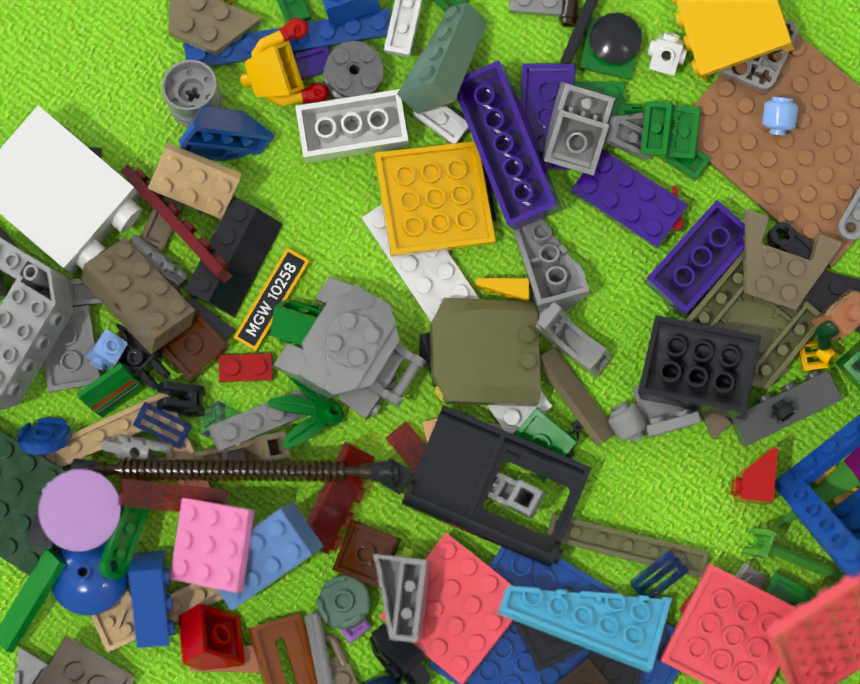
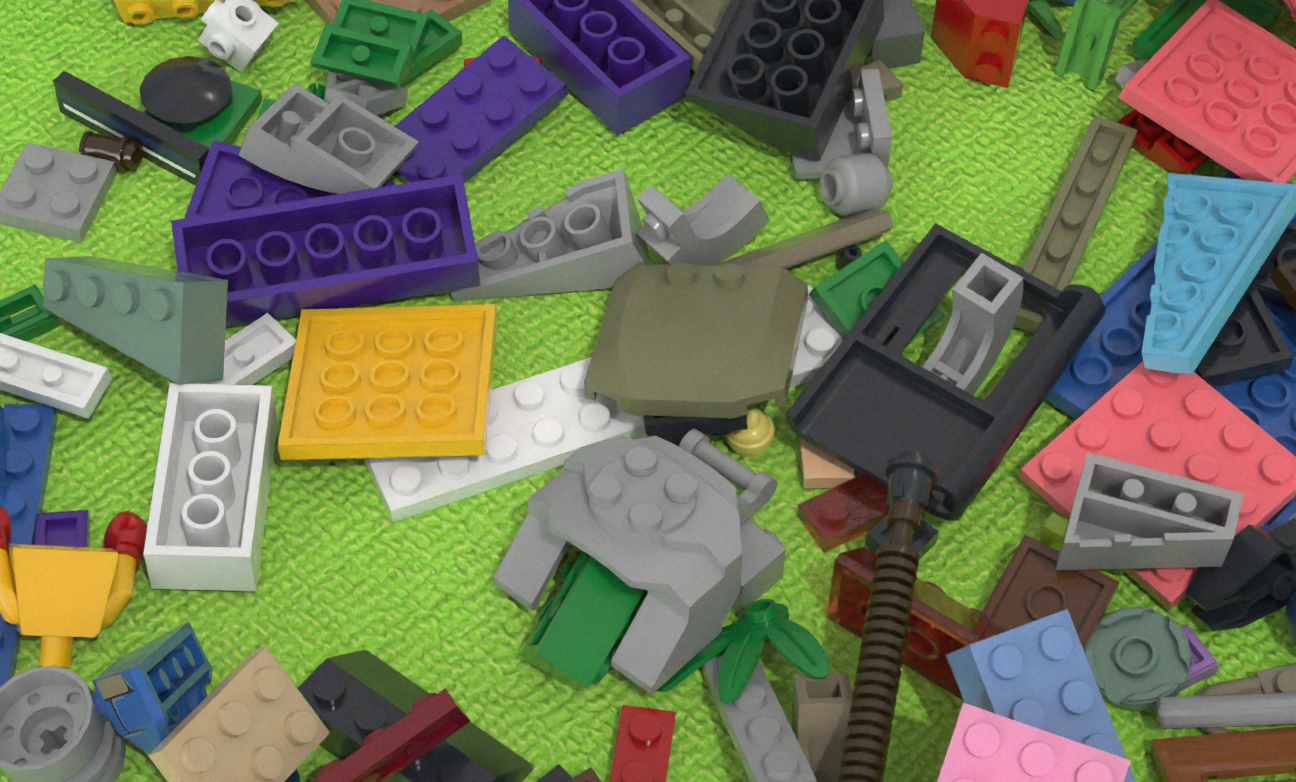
camera: 85 degrees left, 30 degrees down
(276, 289) = (514, 692): tile -> none
(353, 57) = (103, 469): flat silver wheel -> none
(507, 287) = (583, 310): yellow slope -> none
(675, 562) = (1128, 183): clear blue tile -> none

